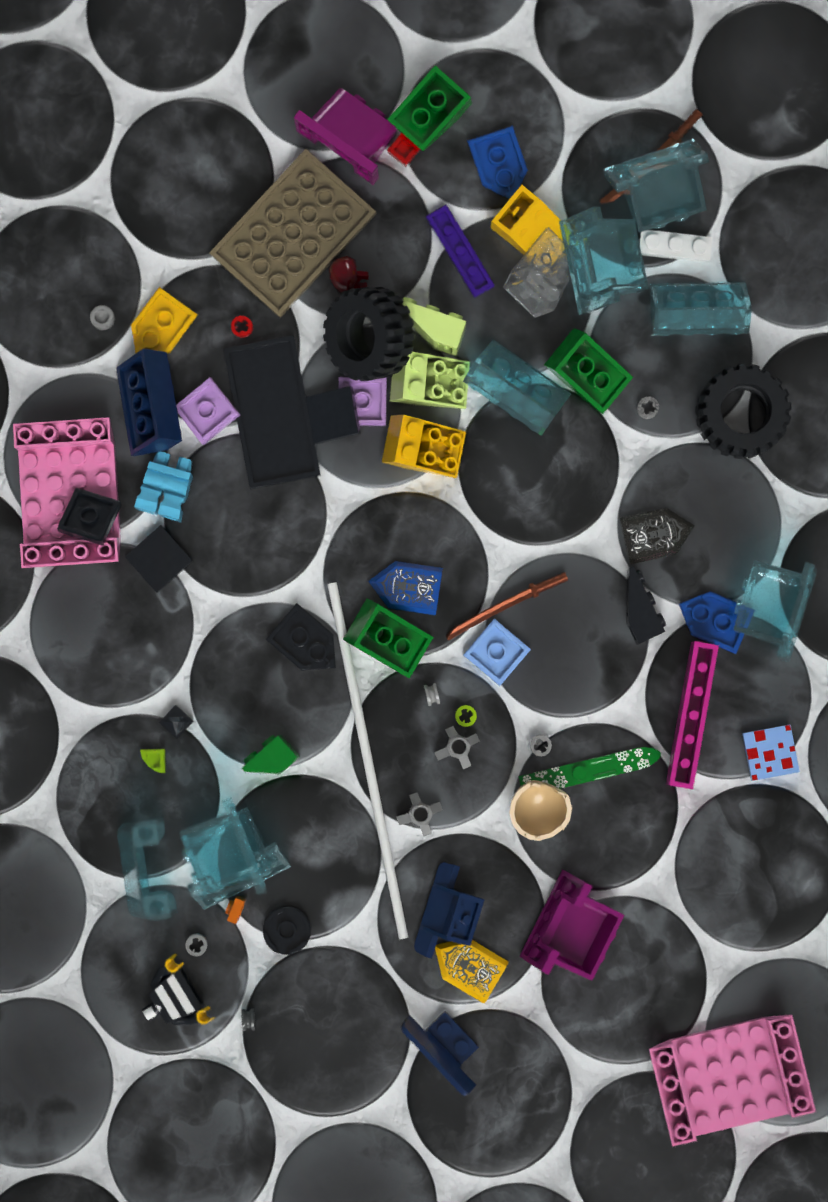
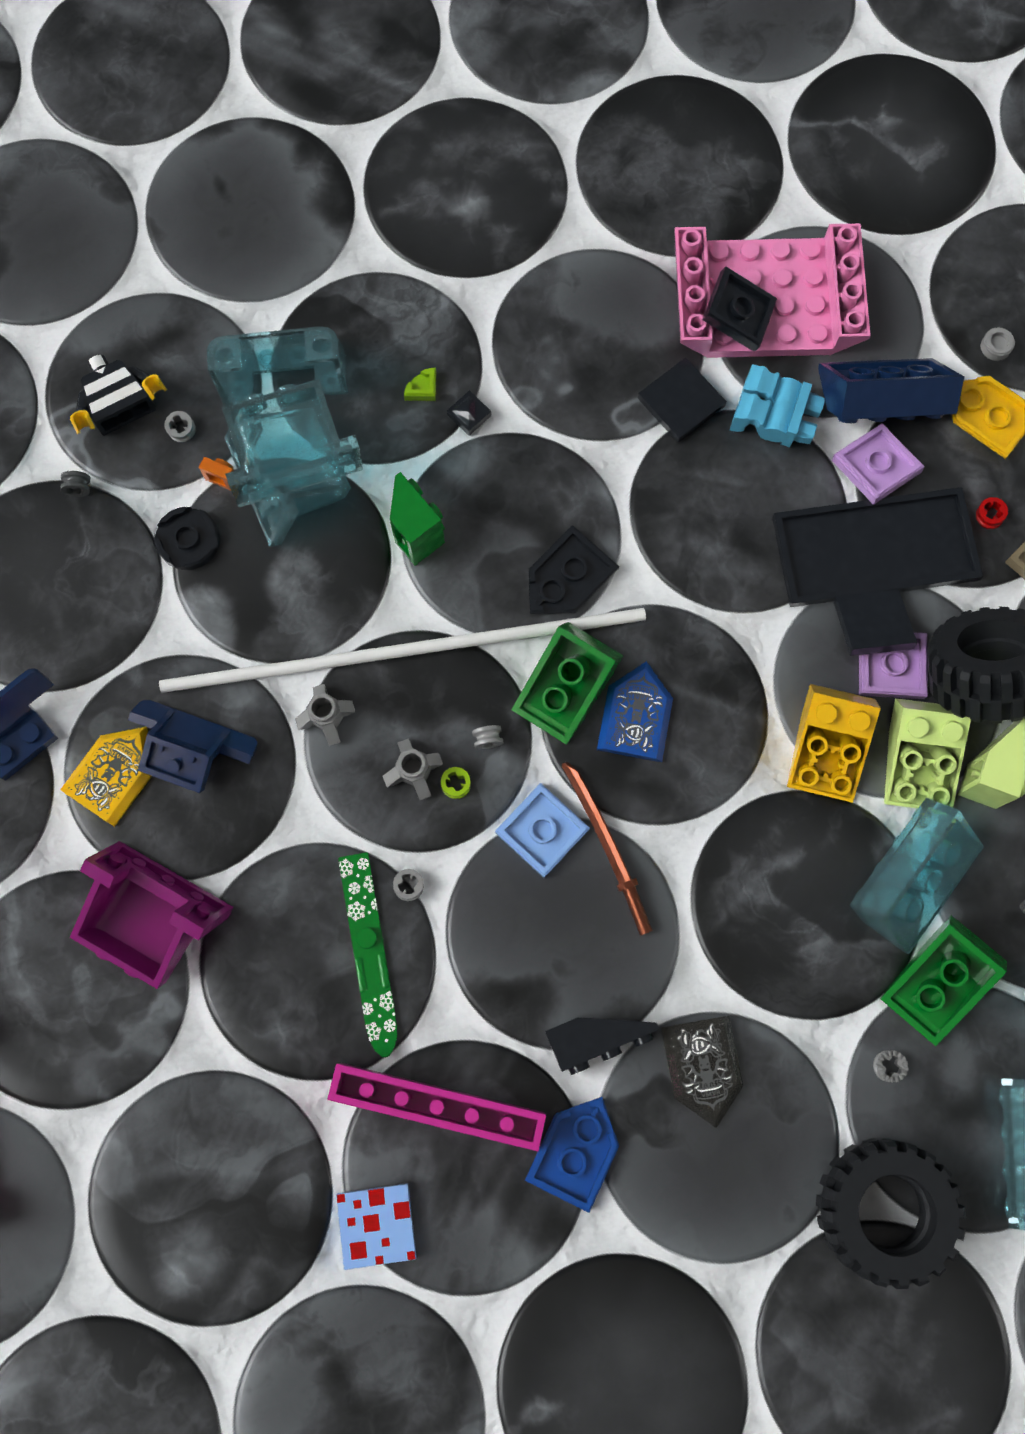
camera: 90 degrees right, 10 degrees down
(540, 810) = (315, 874): tan cylinder -> none
(774, 605) = (596, 1245): clear light blue windscreen -> none

